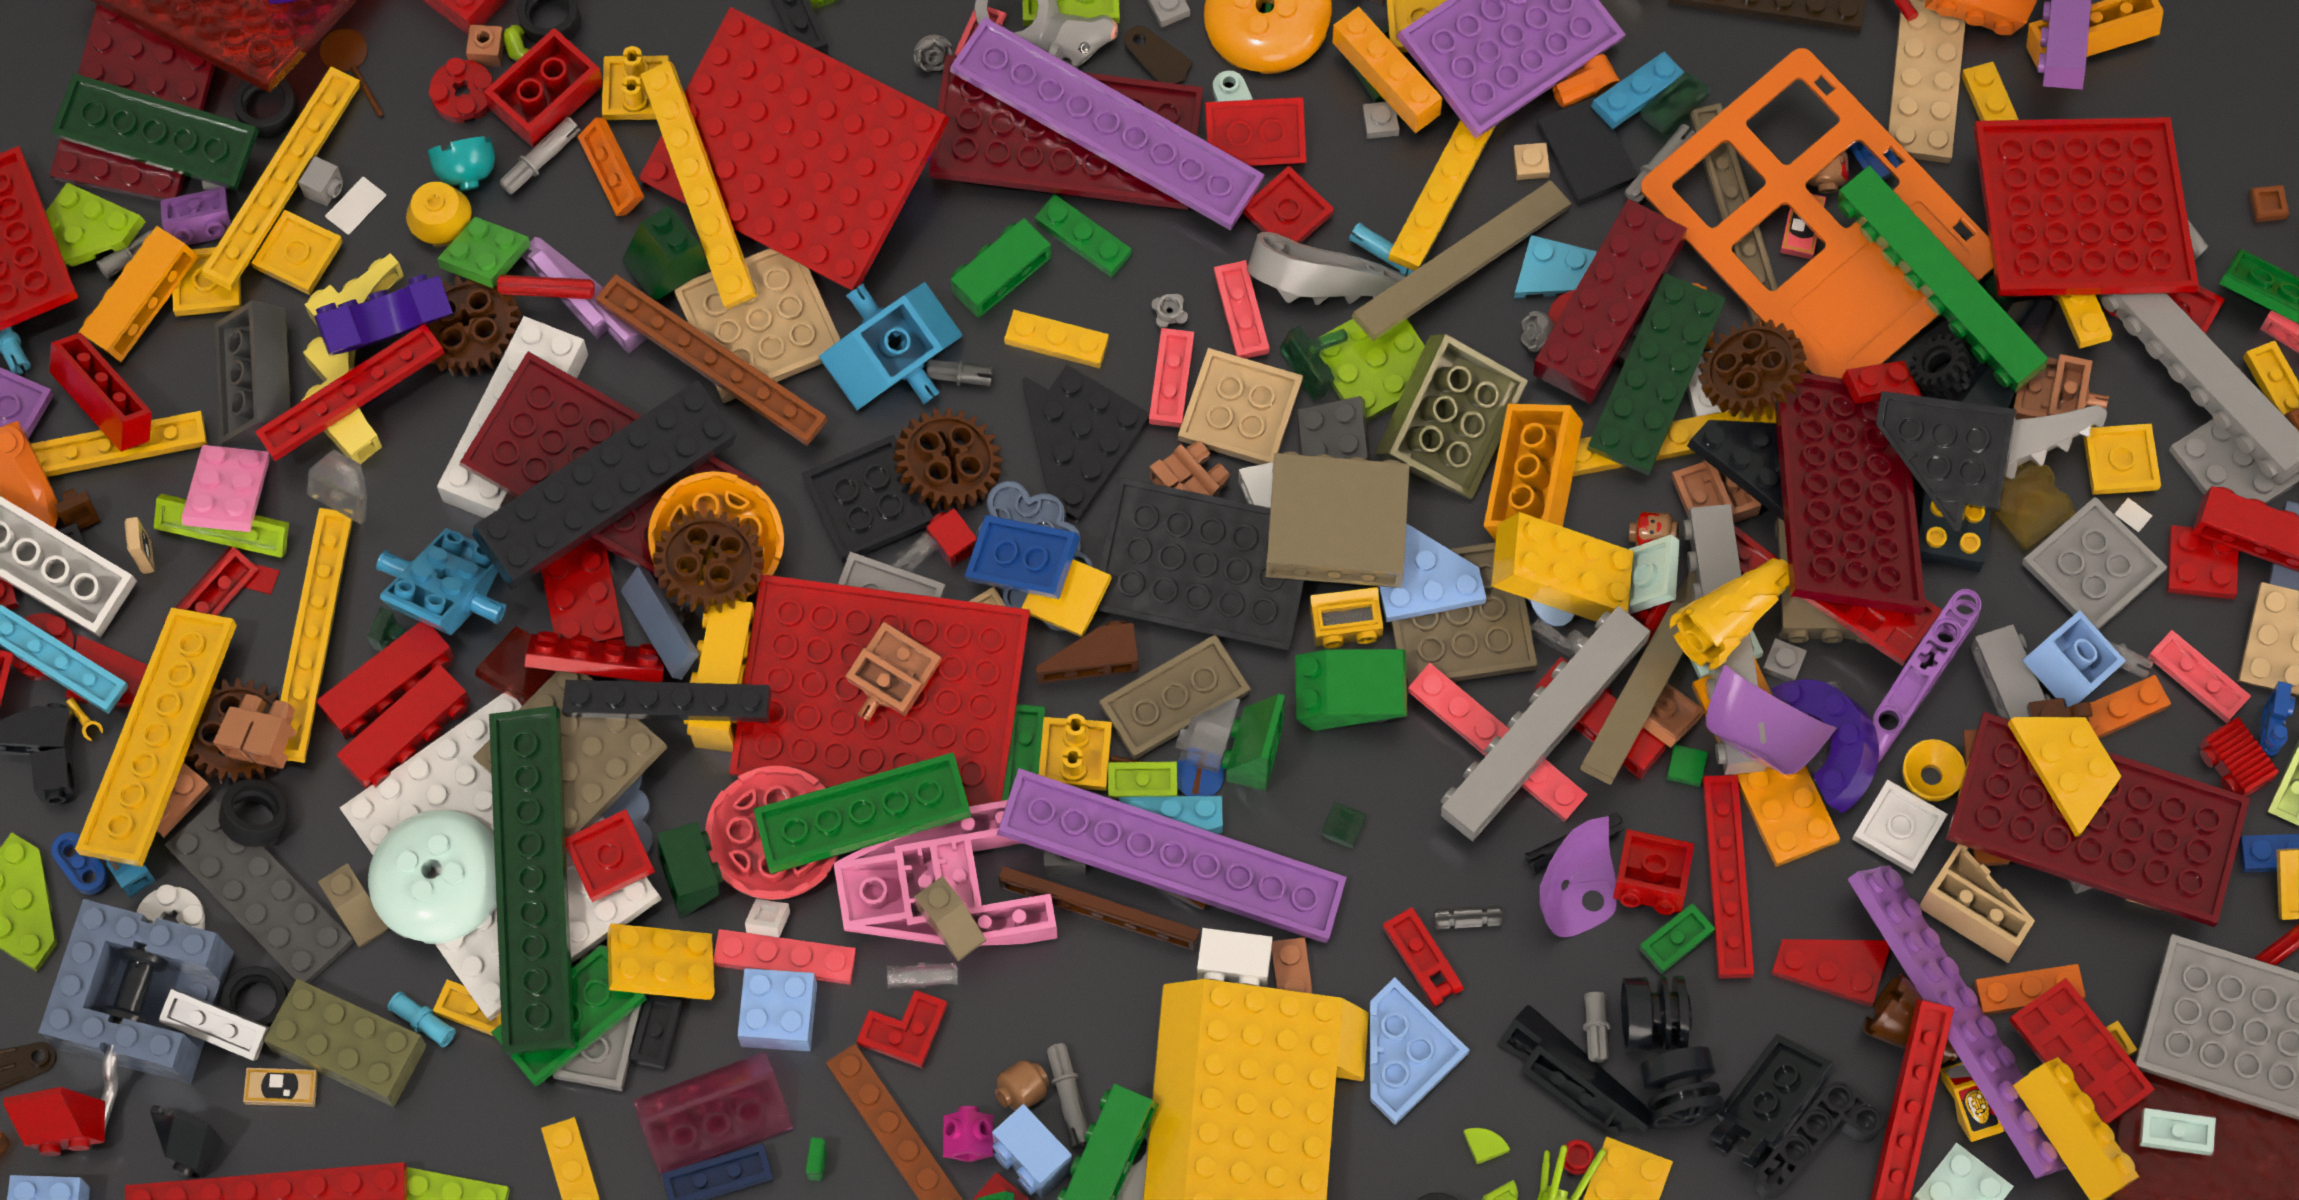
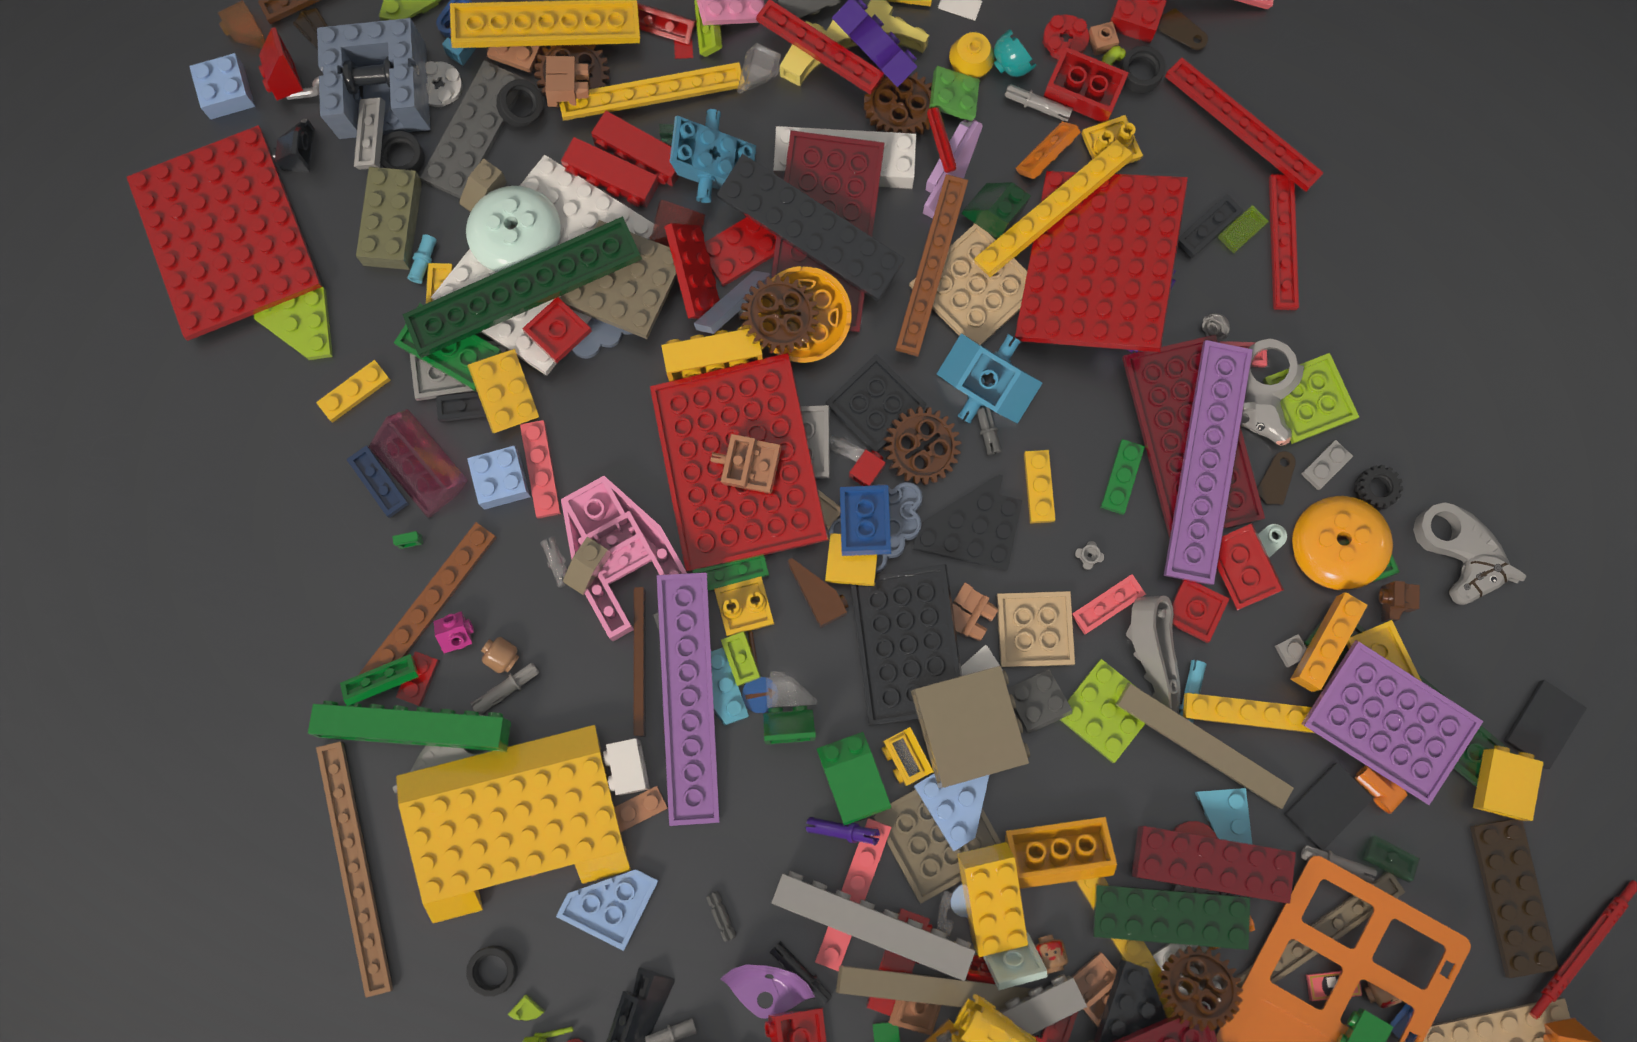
camera: 65 degrees right, 10 degrees up
(280, 1087) = (351, 191): tile -> none
(667, 700) = (672, 325): black plate -> none
(688, 867) = (570, 383): dark green slope -> none
(737, 838) = (614, 407): coral brick -> none
(767, 918) = (560, 448): white plate -> none
(862, 813) = (643, 481): green plate -> none
(905, 1039) = (509, 569): red plate -> none
(1000, 267) = (1075, 429): green brick -> none
(1031, 1152) = (450, 678): light blue brick -> none
(1168, 697) = (808, 659): dark tan plate -> none
(1171, 377) = (1039, 574): coral plate -> none
(1305, 358) = (1089, 661): clear green plate -> none
(1343, 825) = (758, 806): clear green tile -> none
(1412, 724) = (850, 832): none -> dark purple pin
(1422, 956) = (681, 893): red plate -> none
(1451, 415) = (1083, 778): olive slope -> none
(1485, 1144) = (563, 983): lime tile -> none
(1531, 161) = (1303, 769): tan plate -> none
(1536, 330) = (1173, 818): light grey plate -> none
(1636, 90) = (1390, 827): dark azure plate -> none

